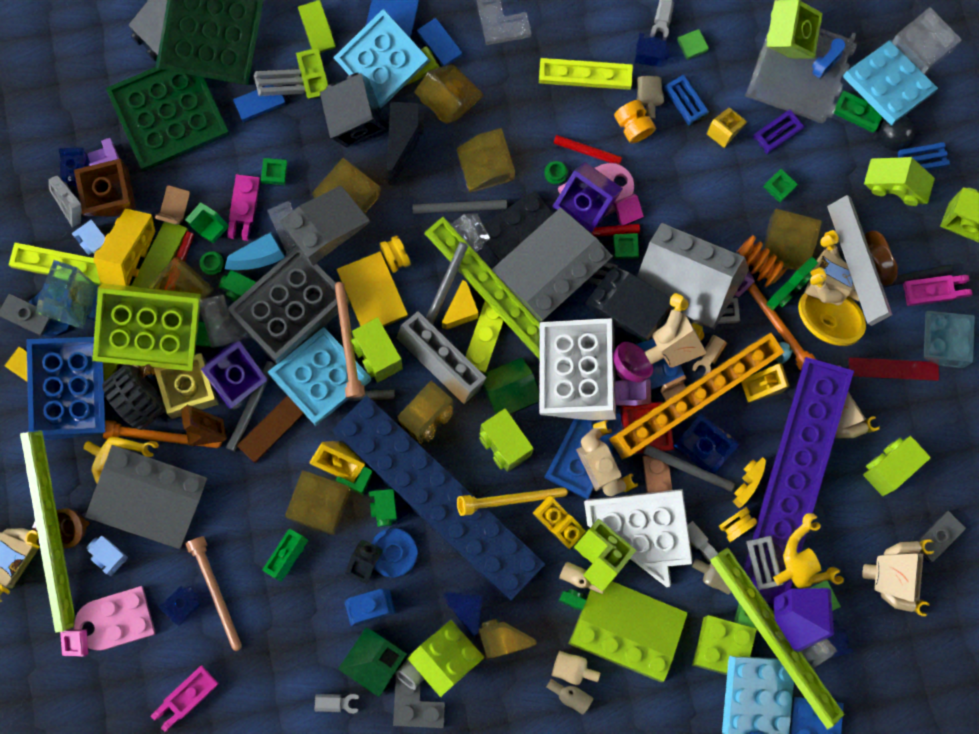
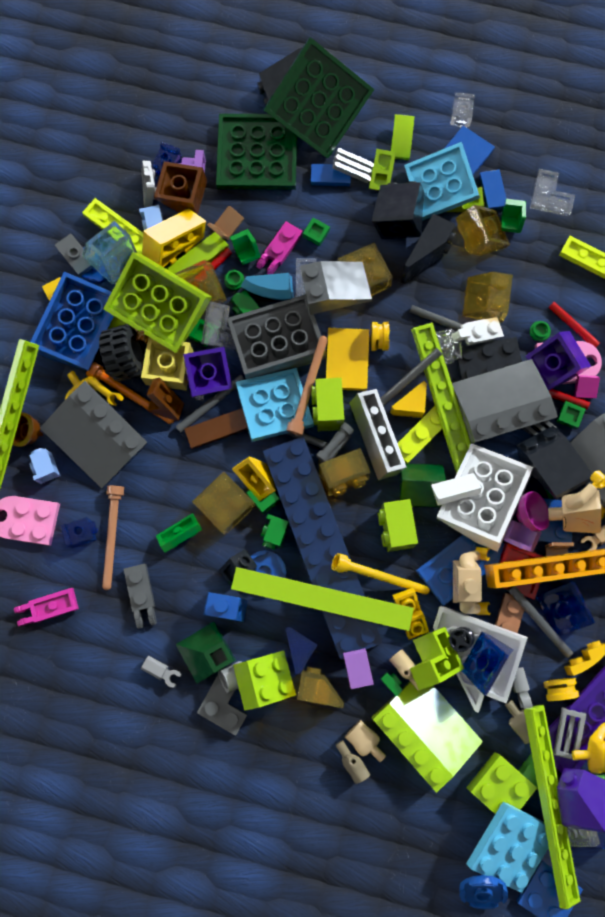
camera: 35 degrees right, 0 degrees up
(275, 635) = (140, 593): none -> dark grey hinge
(404, 385) = (335, 444): none -> dark grey plate
(464, 549) = (322, 598): none -> lime tile
(473, 63) = (513, 215): none -> green panel
(494, 202) = (479, 331): none -> white hinge
(532, 601) = (358, 668): none -> medium lavender slope
(546, 376) = (456, 489): none -> white slope
(619, 527) = (458, 642): none -> black wheel
(654, 532) = (486, 662): none -> clear blue slope

